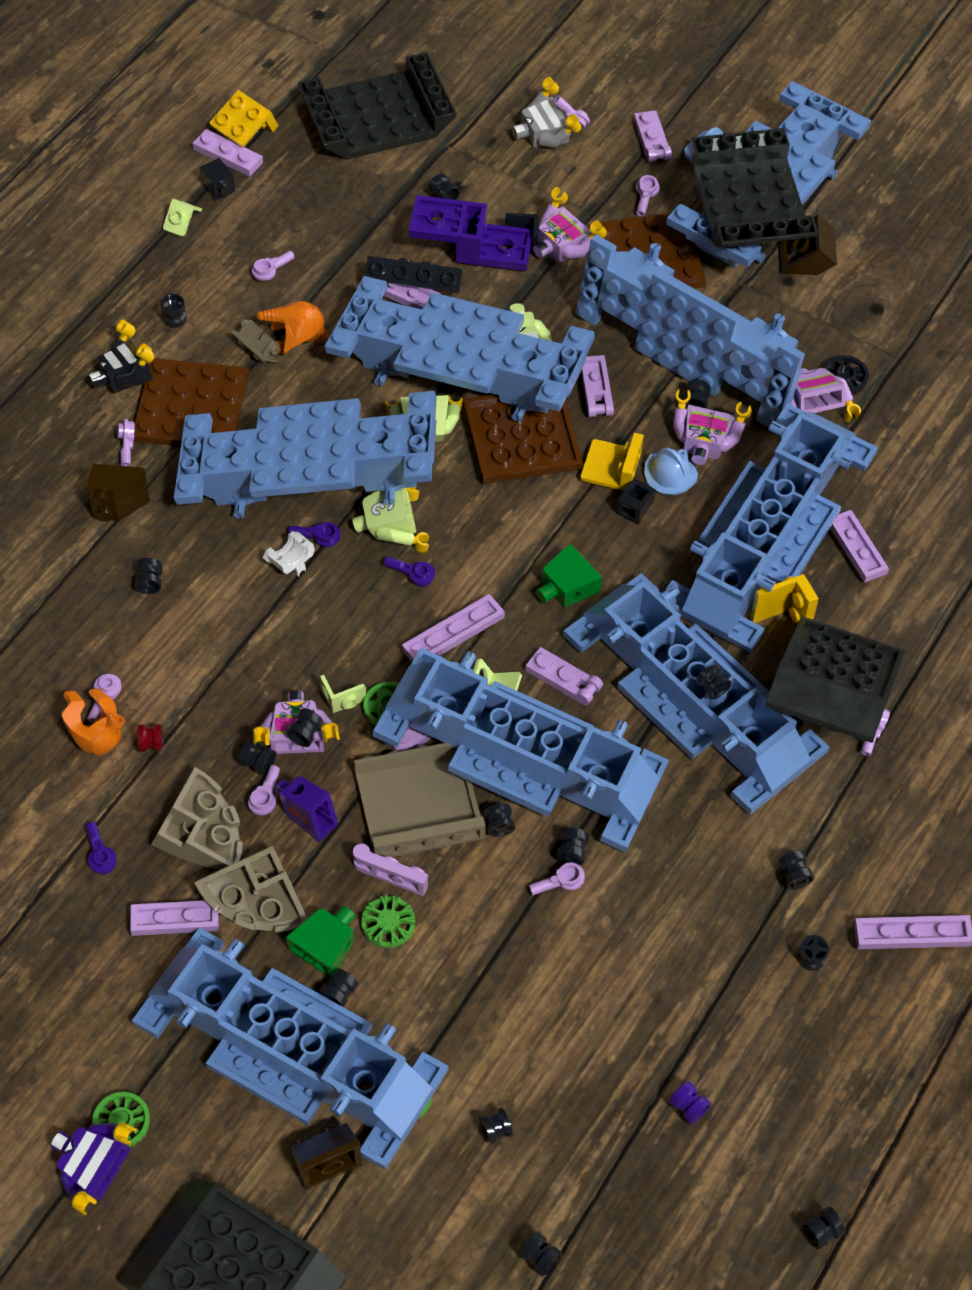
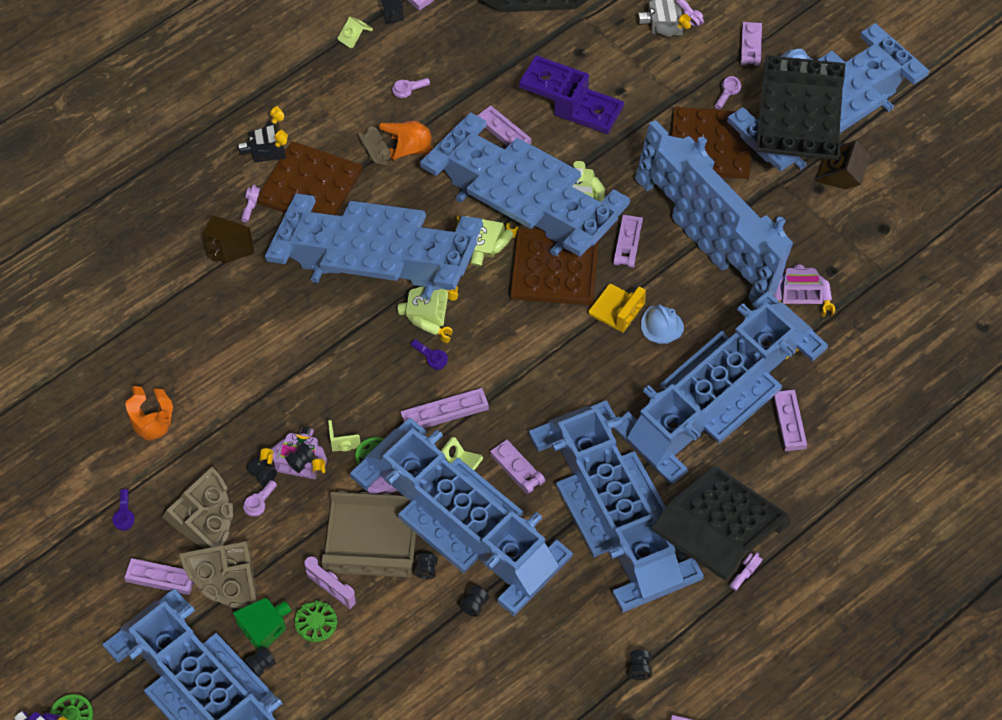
camera: 20 degrees right, 0 degrees up
(110, 686) = (173, 390): lavender plate -> none
(148, 576) = (230, 311): black wheel -> none
(150, 737) = (188, 436): dark red wheel -> none
(173, 310) = (321, 106): black wheel -> none
(292, 555) = (342, 321): white piece -> none
(308, 806) = (280, 511): dark purple torso -> none
(325, 534) = (374, 310): dark purple plate -> none
(414, 274) = (510, 116): black bracket -> none
(443, 188) = (565, 53): black wheel -> none
(523, 221) = (620, 94): black bracket -> none
(562, 233) = (647, 107): torso -> none
(568, 578) = (548, 391): green torso -> none
(568, 876) = (463, 624): lavender plate -> none
(635, 501) = (624, 341): black brick -> none
(699, 392) = (704, 268): black wheel -> none
(707, 431) = (702, 298): lavender torso -> none
(713, 682) = (621, 501): black wheel -> none
(790, 595) = (709, 447): yellow bracket -> none
(848, 372) = (836, 277): black wheel -> none

